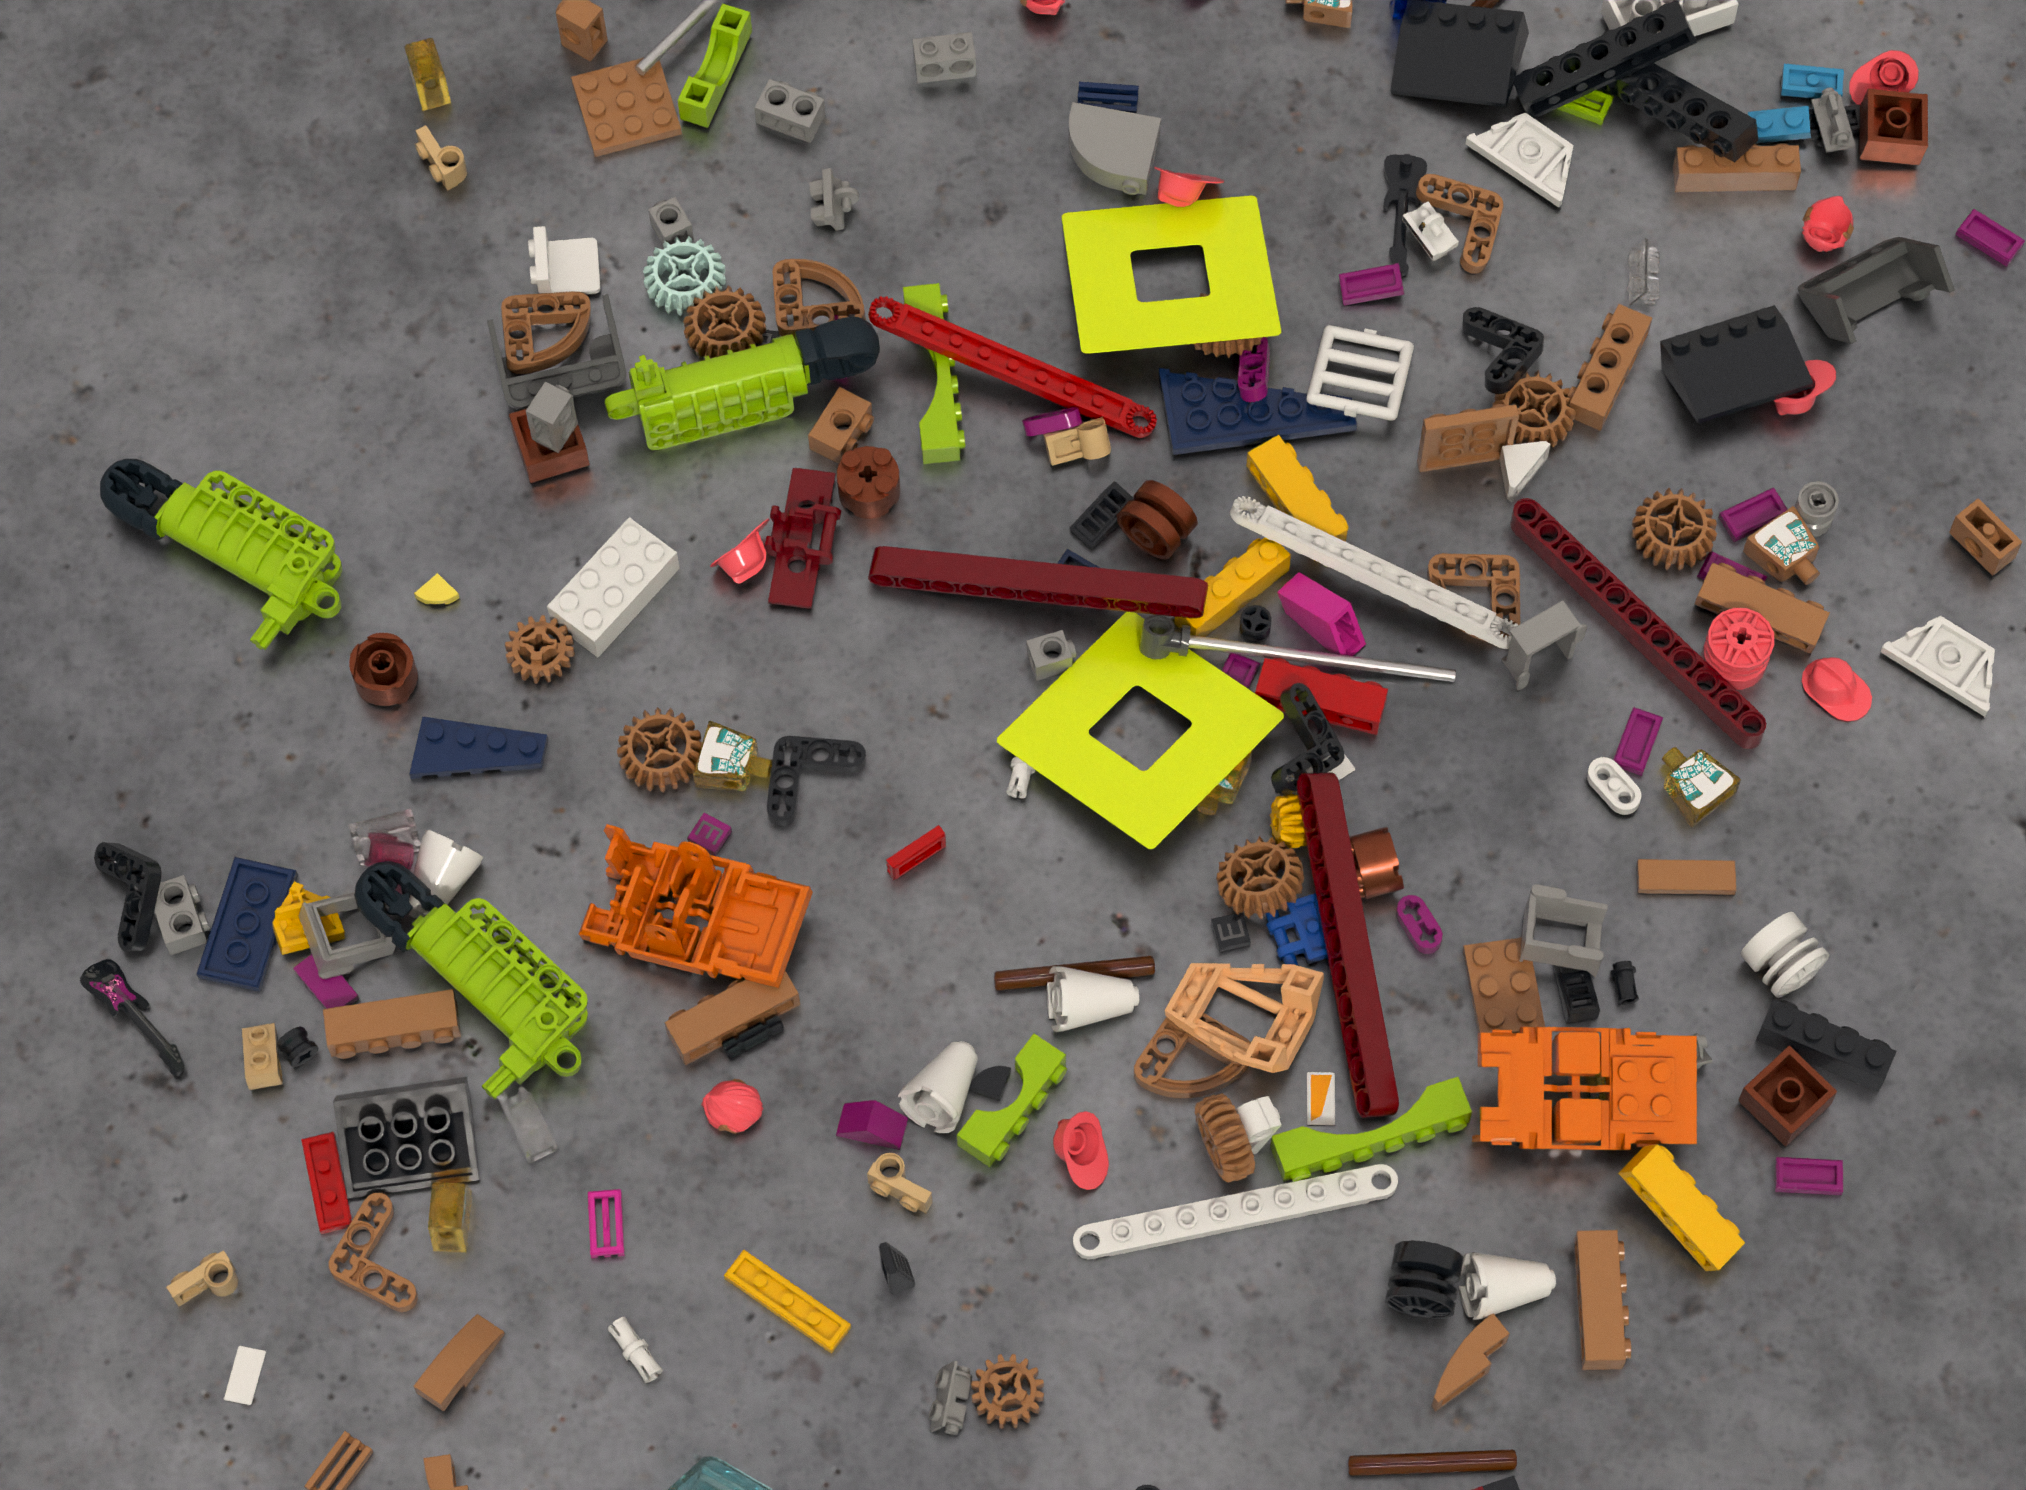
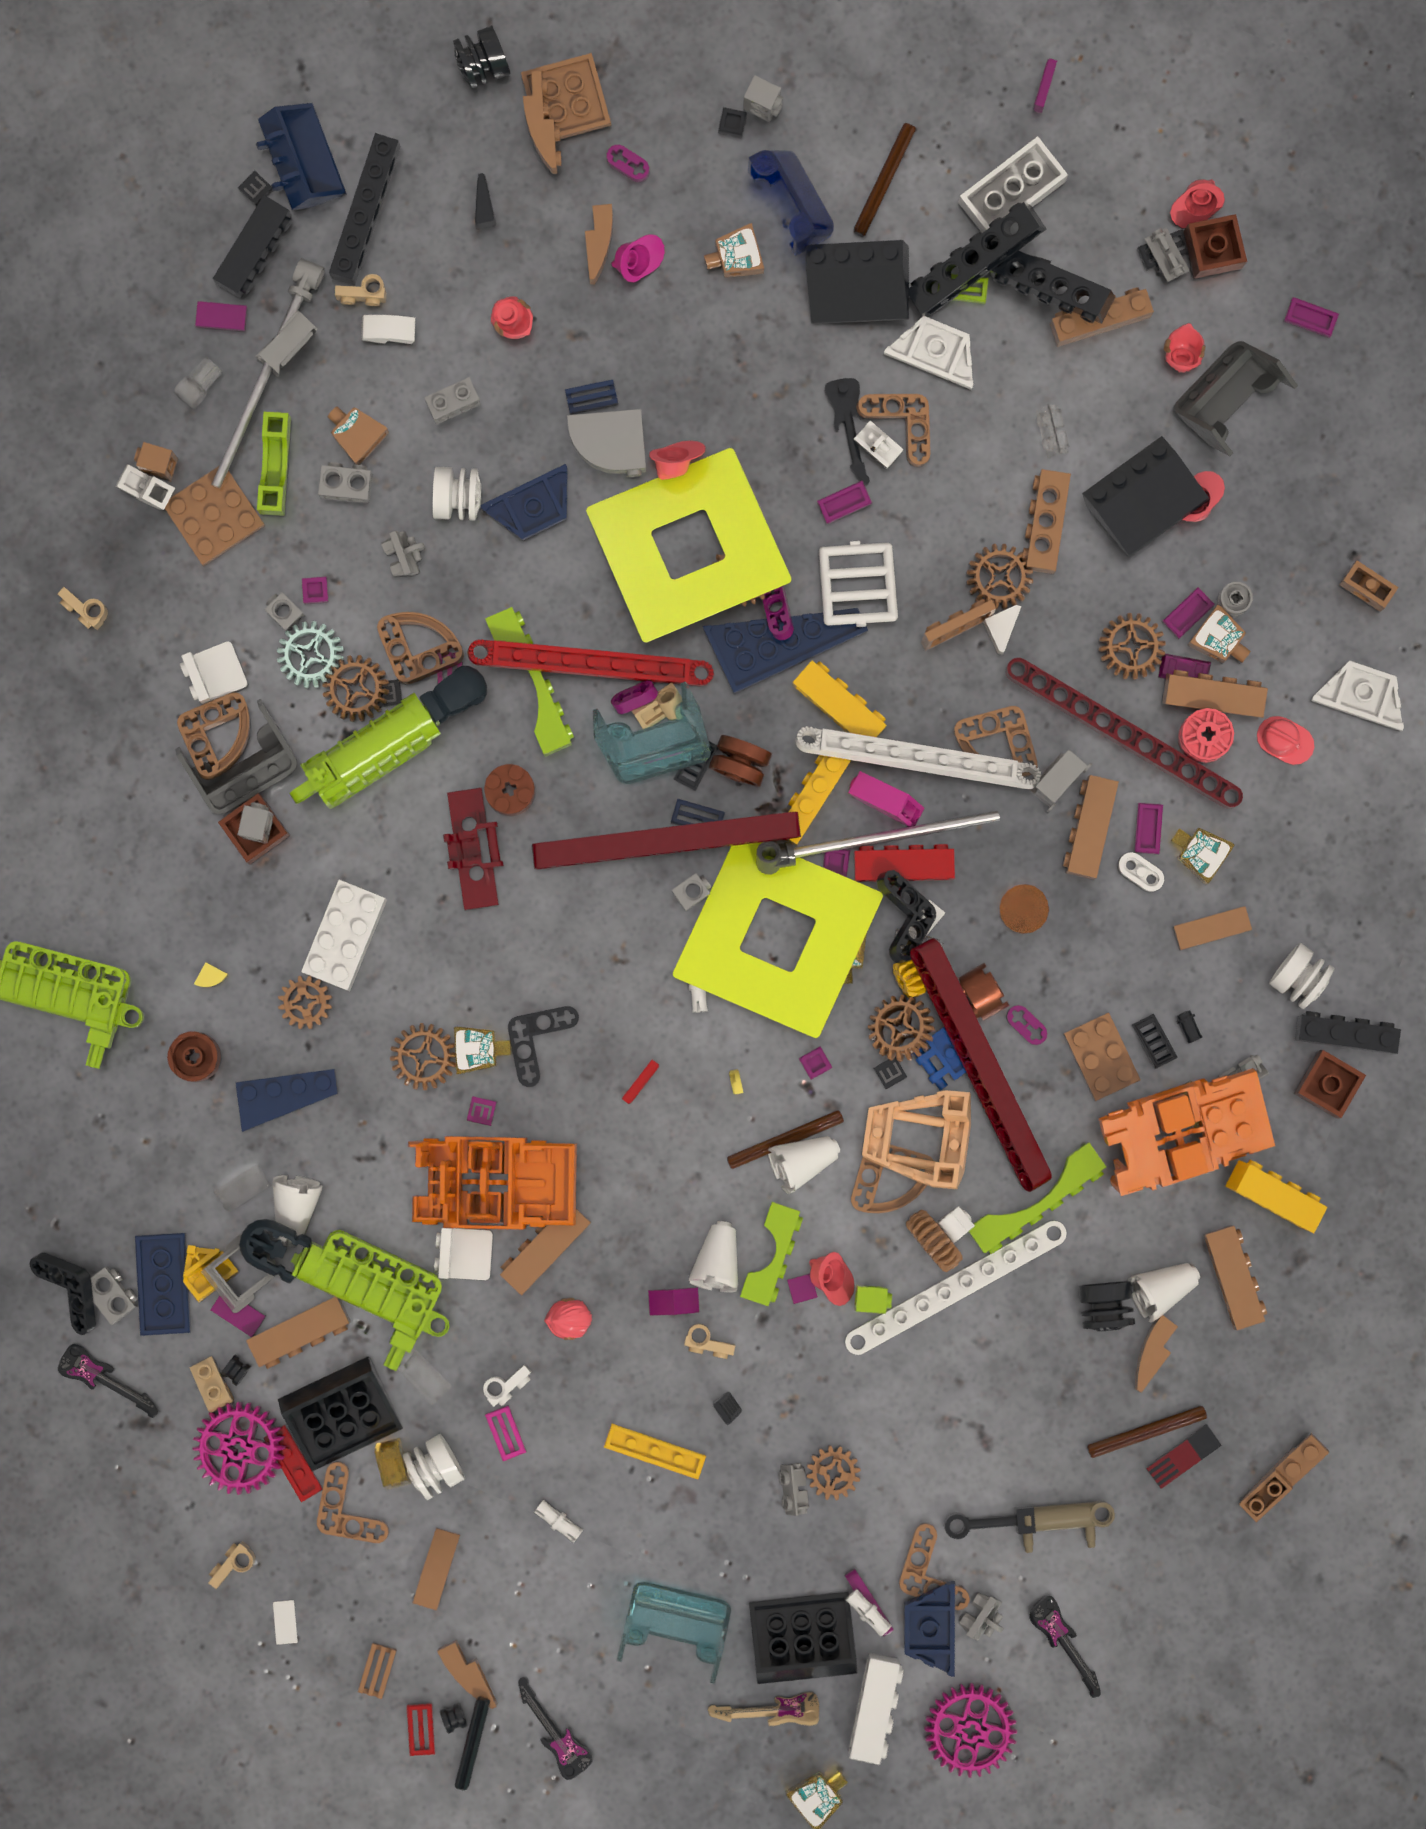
camera: 20 degrees left, 20 degrees up
(270, 1150) = (251, 1450): none -> dark pink gear
(389, 848) = (251, 1206): clear pink piece -> none
(423, 66) = (48, 538): clear yellow torso -> none
(499, 1228) = (434, 1466): none -> white wheel
(561, 55) = (145, 487): none -> white brick
(627, 990) = (464, 1254): none -> white bracket
(644, 1159) = (519, 1379): none -> white plate
(715, 214) = (315, 590): none -> magenta tile
(746, 558) = (436, 881): coral piece -> none
(752, 1036) = (565, 1259): black axle -> none
(823, 62) = (356, 433): none -> medium nougat torso
(842, 409) = (471, 733): medium nougat brick -> none
(908, 146) = (456, 493): none -> white wheel
(991, 1081) = (750, 1241): black tile -> none
(1000, 190) = (532, 505): none -> dark blue wing
(1034, 890) = (735, 1081): none -> light yellow tile
(1039, 1157) = (801, 1288): none -> magenta tile
(1064, 485) = (655, 748): none -> clear light blue windscreen
(1123, 1185) = (872, 1299): none -> lime brick
(1140, 895) = (815, 1063): none -> magenta tile
(1250, 619) = (837, 815): black wheel -> none
(1321, 1098) = (992, 1181): sticker -> none
(1455, 790) = (1024, 909): none -> clear orange tile
(1522, 344) = (972, 531): black beam -> none
(1553, 905) = (1125, 984): light grey piece -> none
(1566, 717) = (1091, 827): none -> medium nougat brick
(1782, 124) = (1124, 266): dark azure plate -> none
(1808, 1176) = (1358, 1135): magenta tile -> none
(1810, 80) = (1140, 219): dark azure plate -> none

